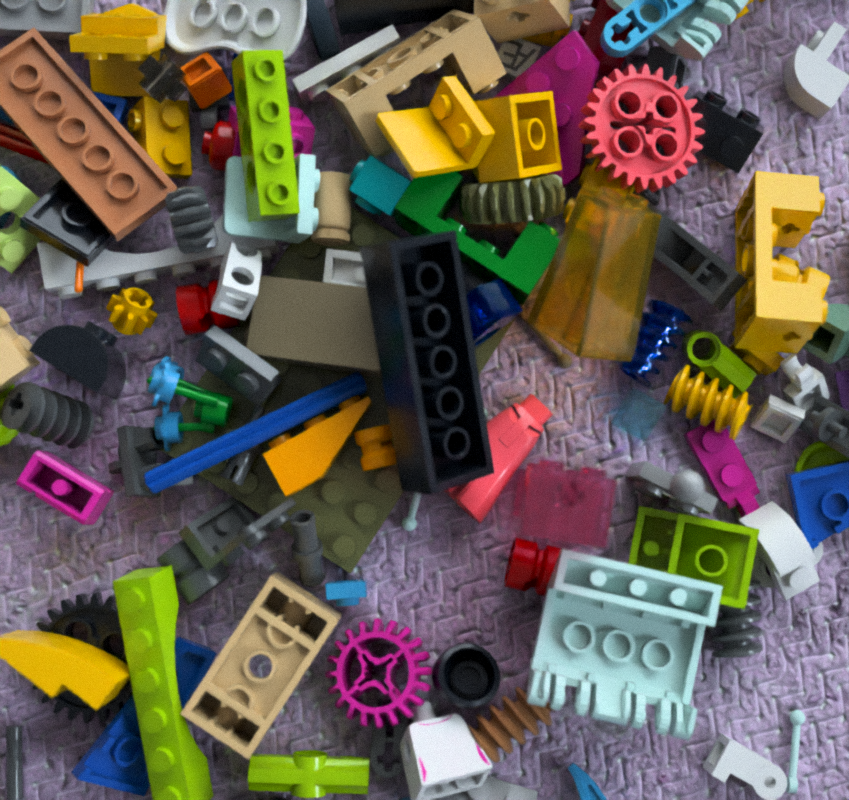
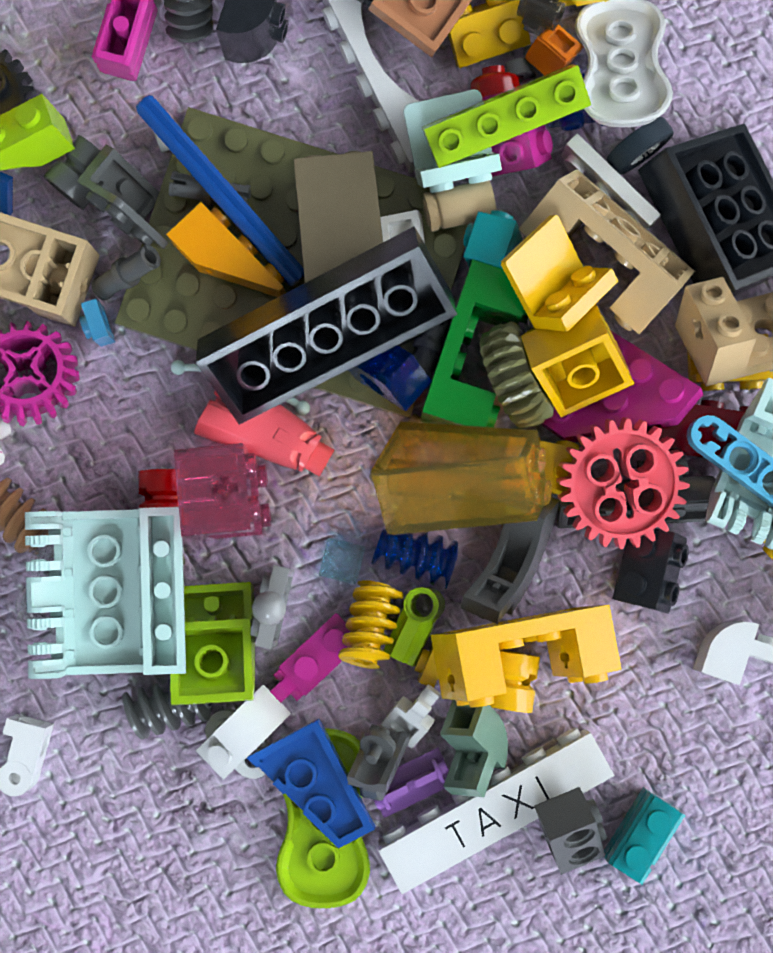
camera: 80 degrees right, 0 degrees up
(131, 311) = (310, 47): yellow gear -> none
(136, 458) = (173, 90): dark grey hips -> none
(191, 219) = (407, 71): dark grey gear -> none
(195, 309) = (332, 112): red wheel -> none
(210, 406) = (235, 143): plant -> none
(237, 366) = (276, 162): dark grey bracket -> none
(238, 281) = (361, 132): white leg -> none
(376, 447) = (236, 306): light orange wheel -> none
(466, 676) = (42, 457): black hat -> none
(518, 56) = (666, 347): white tile -> none
(777, 418) = (374, 699): white tile -> none
(797, 719) = (85, 795): light aqua hinge -> none

